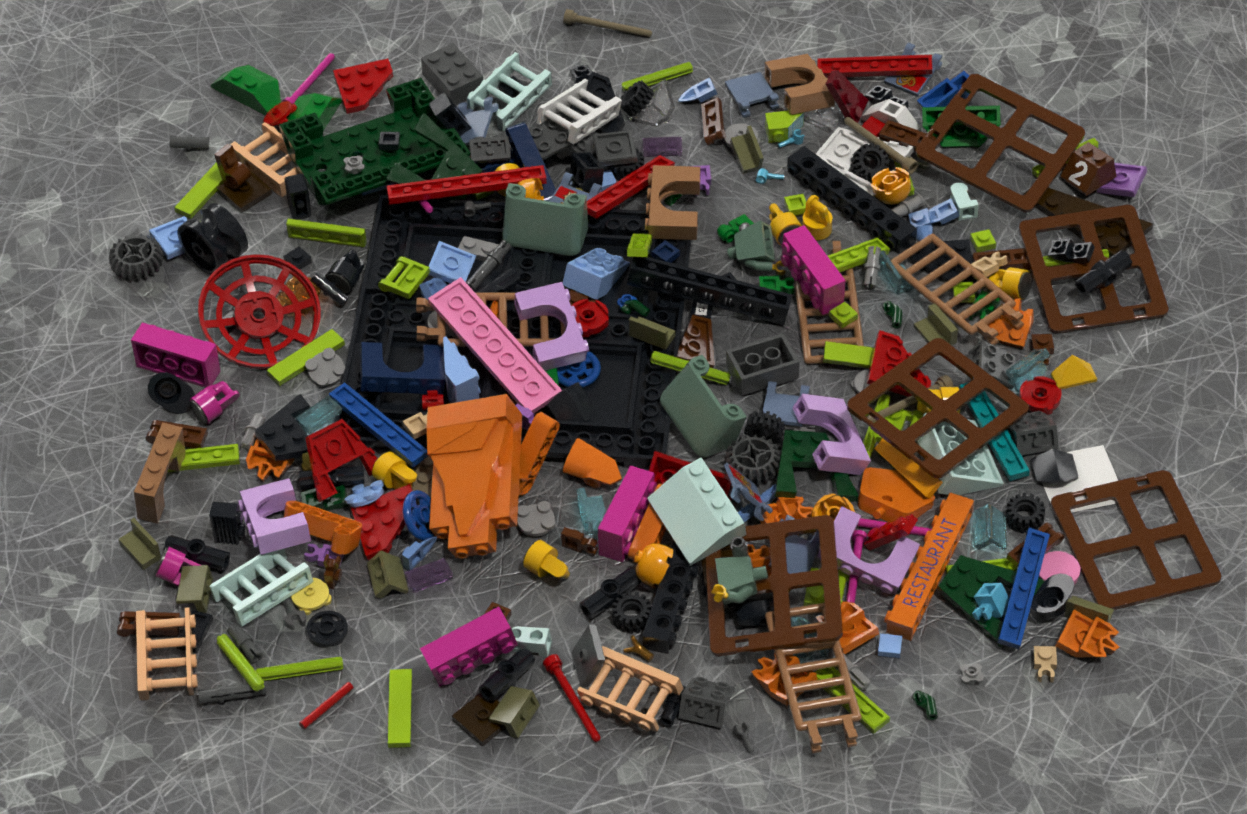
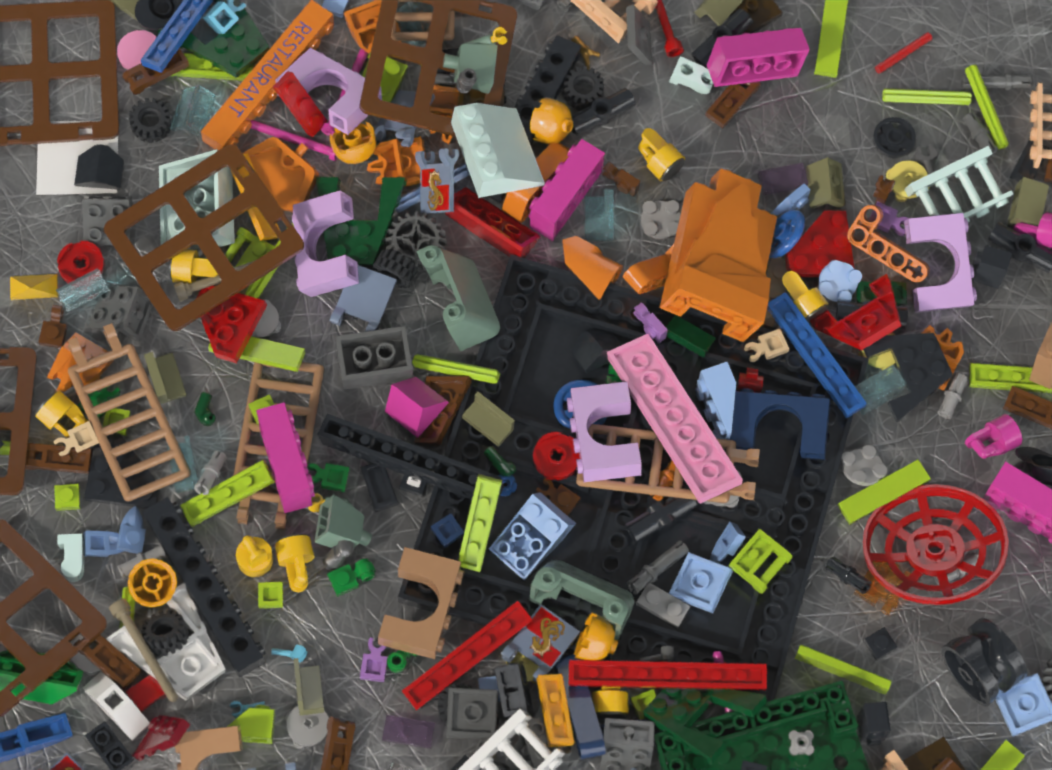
camera: 175 degrees left, 20 degrees up
(346, 271) = (828, 590): black piece -> none
(550, 150) = (555, 710): none -> light orange tile
(715, 339) = (414, 405): none -> dark pink slope
(1002, 445) = (147, 229): teal plate -> none

